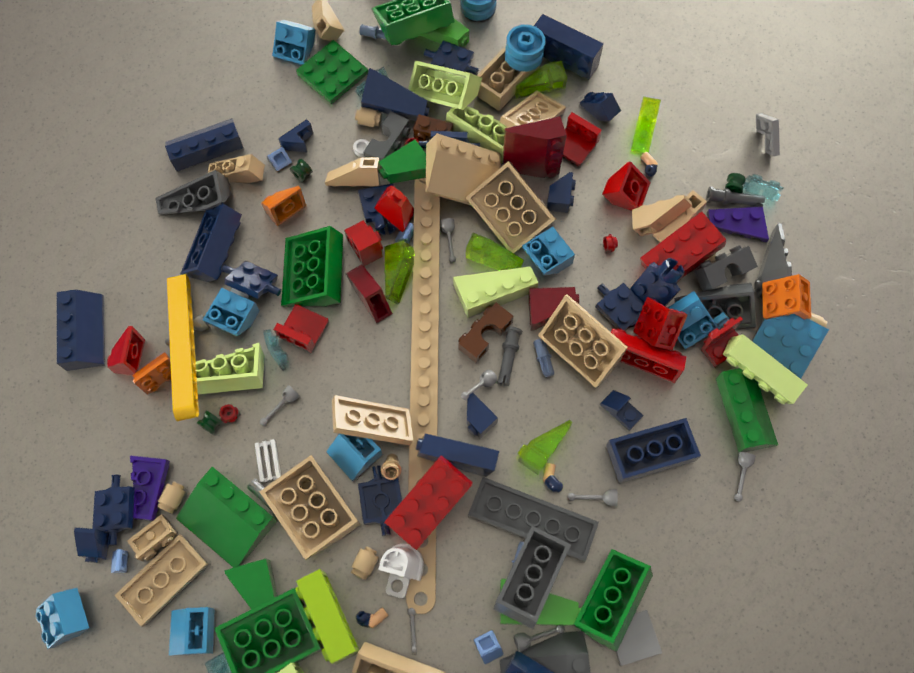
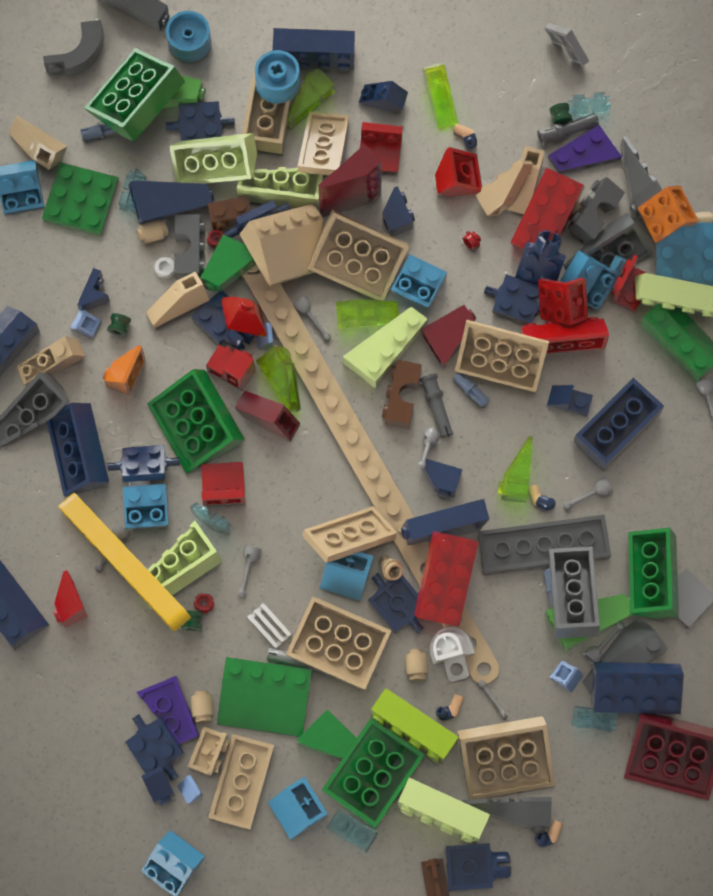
camera: 30 degrees left, 5 degrees up
(153, 374) = (107, 604): orange bracket -> none

